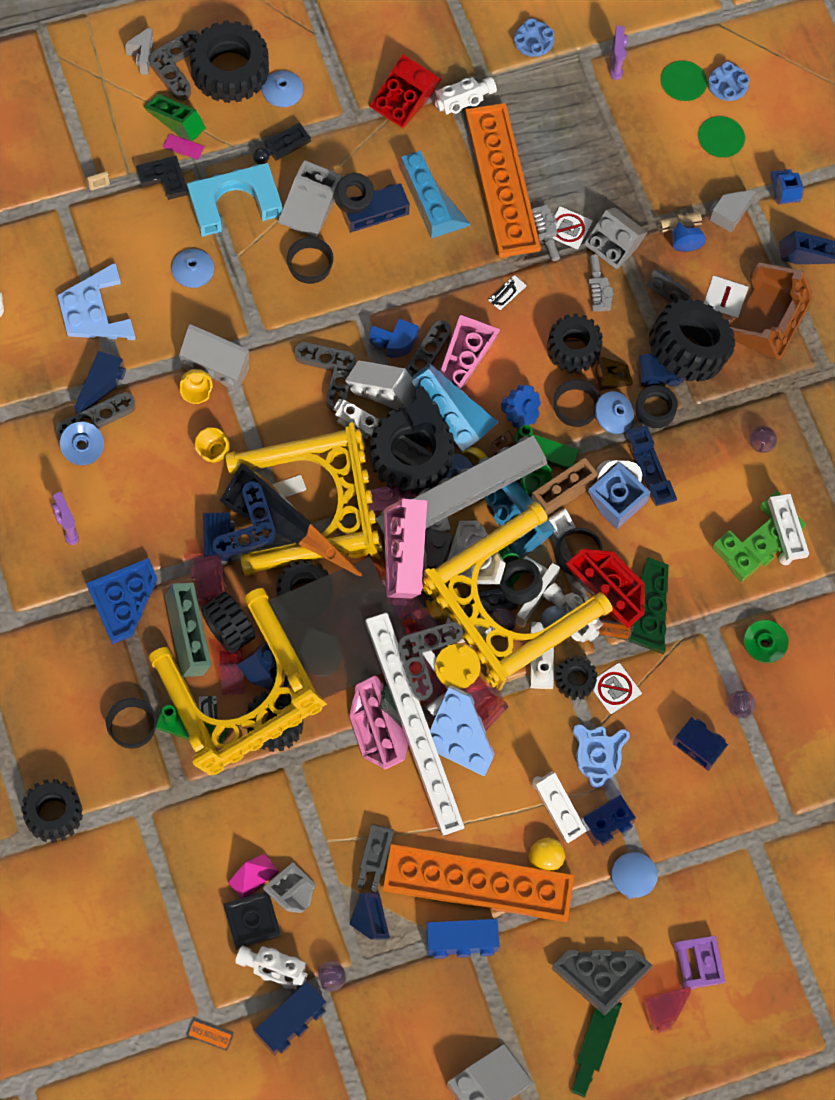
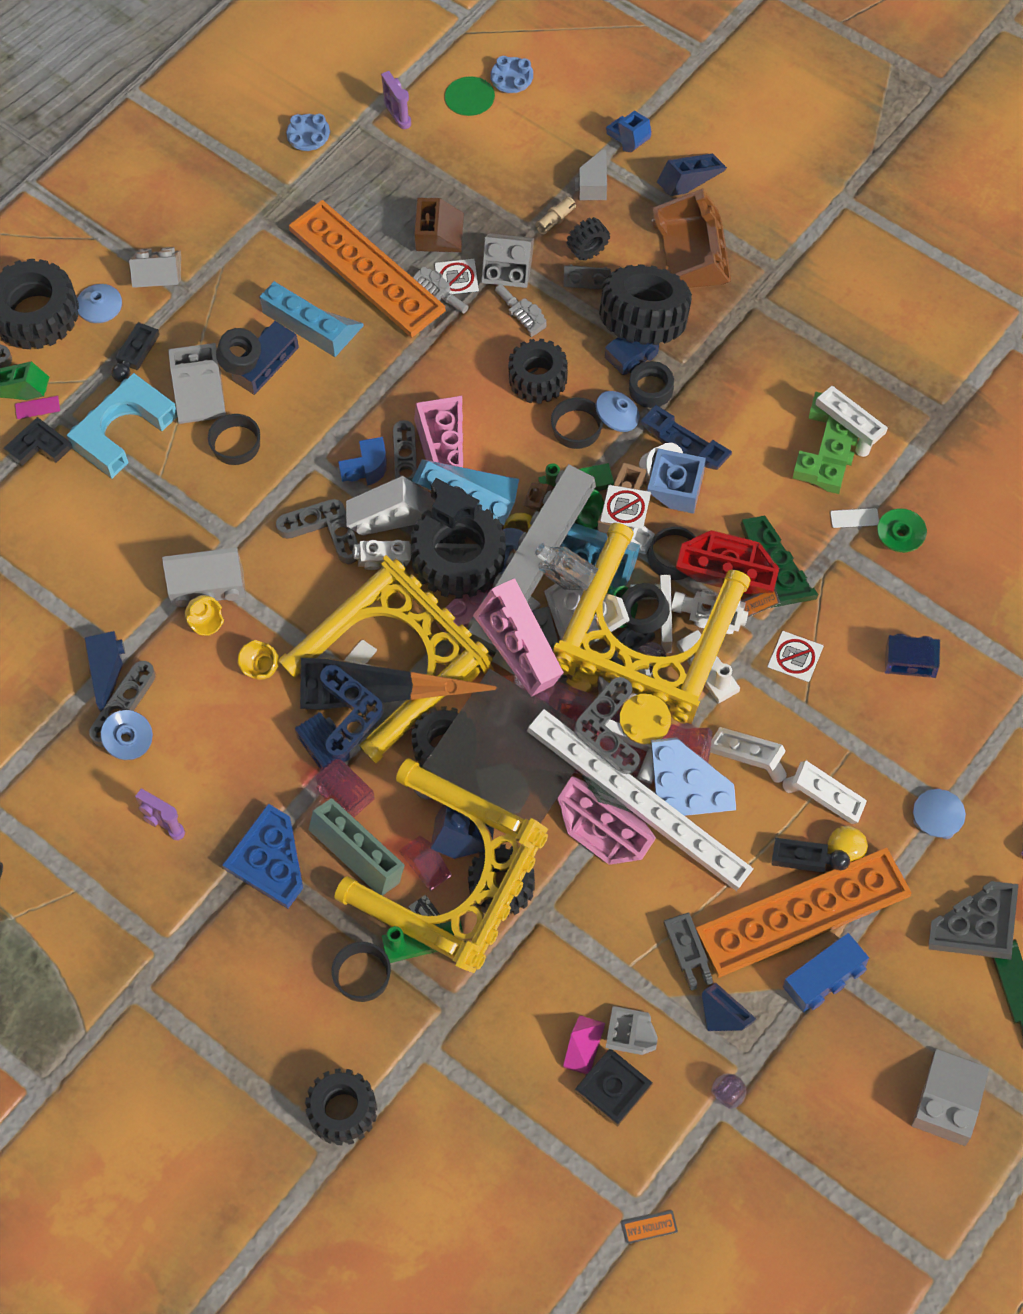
camera: 25 degrees left, 5 degrees down
(85, 311) = (45, 612): light blue wing -> none
(192, 276) = (124, 519): medium blue dish -> none
(228, 622) = (392, 814): black tyre -> none
(279, 965) = (670, 1113): white brick -> none
(291, 1019) = (720, 1158): dark blue brick -> none
(342, 85) = (155, 268): none -> light grey slope
(405, 91) = (219, 240): red slope -> none
(462, 94) = (277, 213): white brick -> none
(476, 513) = (565, 567): none -> clear torso
(507, 292) = (440, 364): sticker -> none
(511, 843) = (807, 856): none -> black plate
(521, 406) = (528, 453): blue plant -> none
(523, 739) = (750, 751): none -> white piece
(551, 615) = (696, 623): sand blue piece -> none
(561, 493) = (625, 506): none -> sticker
(576, 665) = (755, 680): black tyre -> none
(579, 178) = (438, 226): none -> reddish brown slope
(598, 754) = (825, 724): light blue tile -> none
(608, 820) = (880, 778): clear blue brick -> none
(612, 374) = (590, 379): dark brown slope -> none
(687, 239) = (567, 221): blue hair -> none
(688, 258) = (588, 238): none -> black tyre
(721, 136) = (538, 124): green sticker -> none
(726, 296) = (642, 252): white sticker -> none
(739, 608) = (854, 518): none -> white sticker
(741, 704) = (921, 599): piece -> none
(763, 439) = (768, 357): piece -> none

